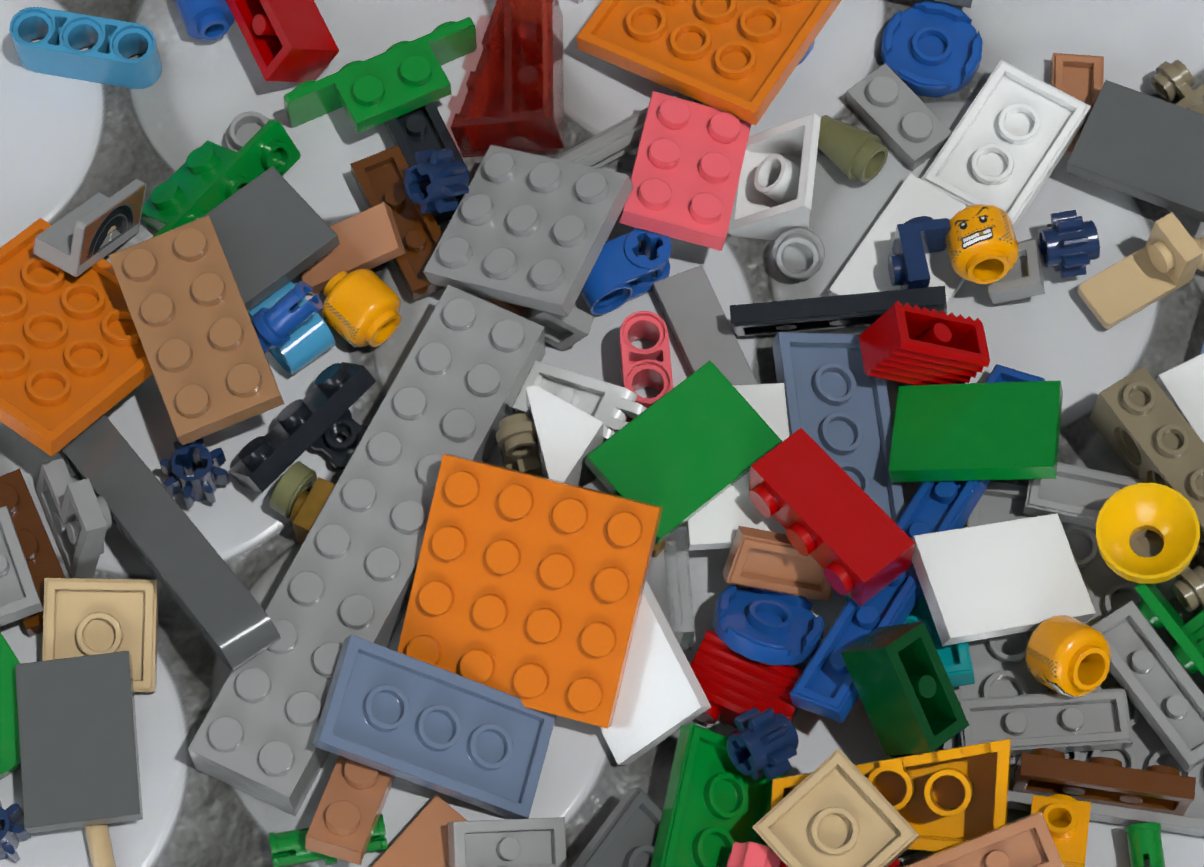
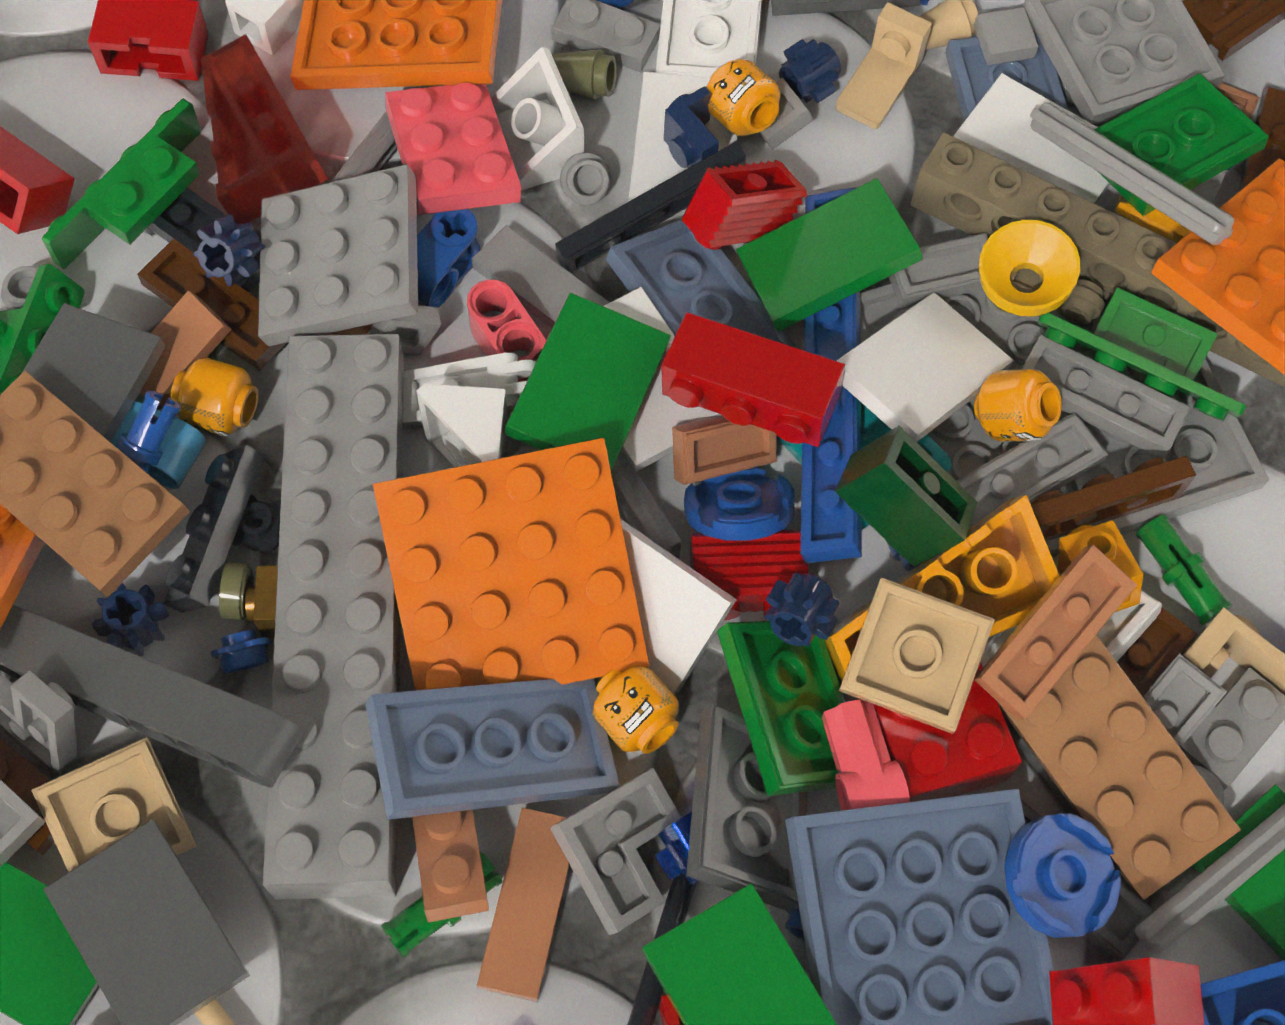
camera: 30 degrees left, 0 degrees up
(272, 545) = (242, 651): none -> blue plate
(519, 444) = (431, 446): dark tan plate -> none
(577, 760) = (636, 709): none -> light orange head

